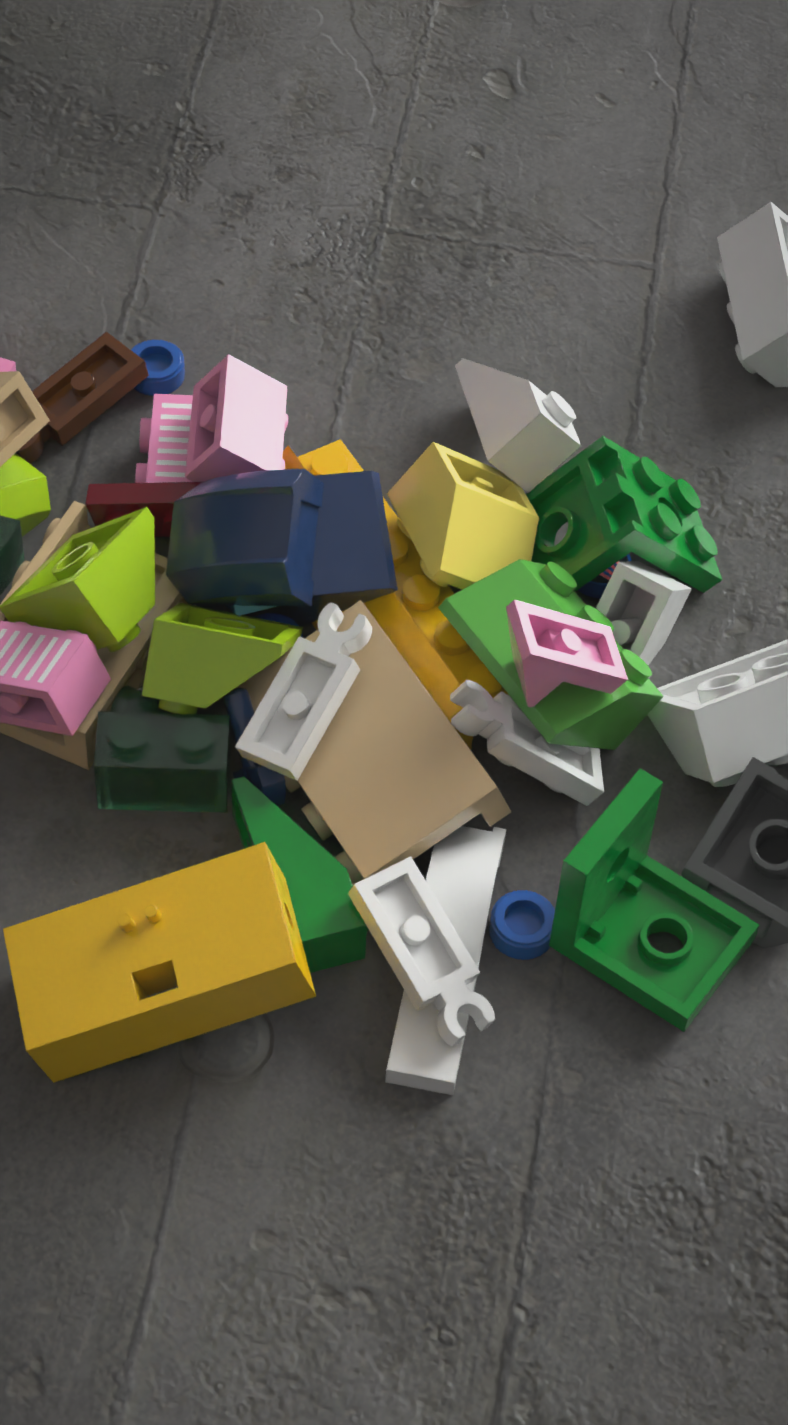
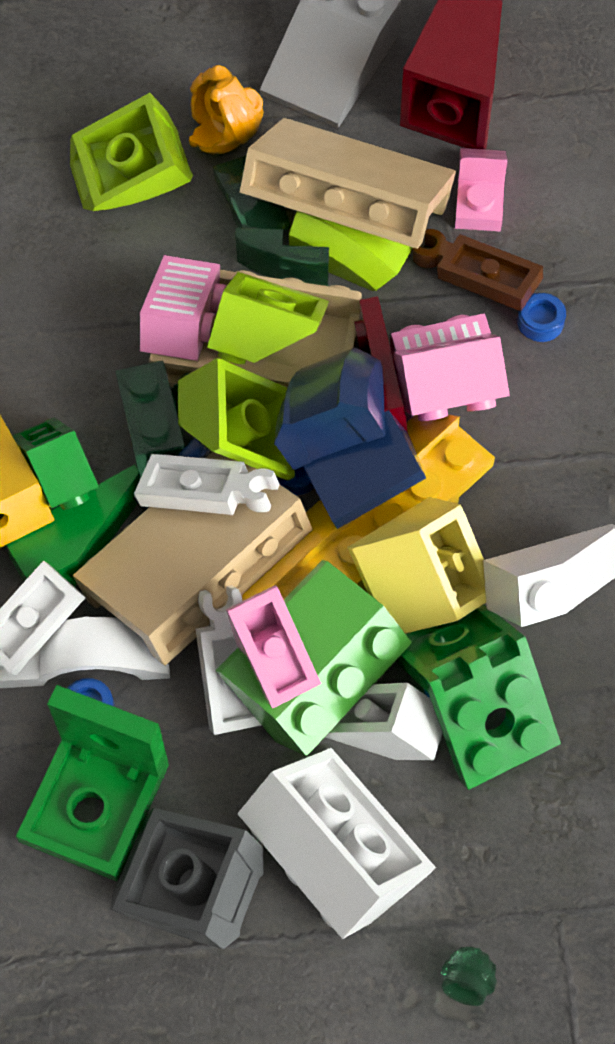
camera: 80 degrees right, 10 degrees up
(210, 825) = (57, 463): none -> slope

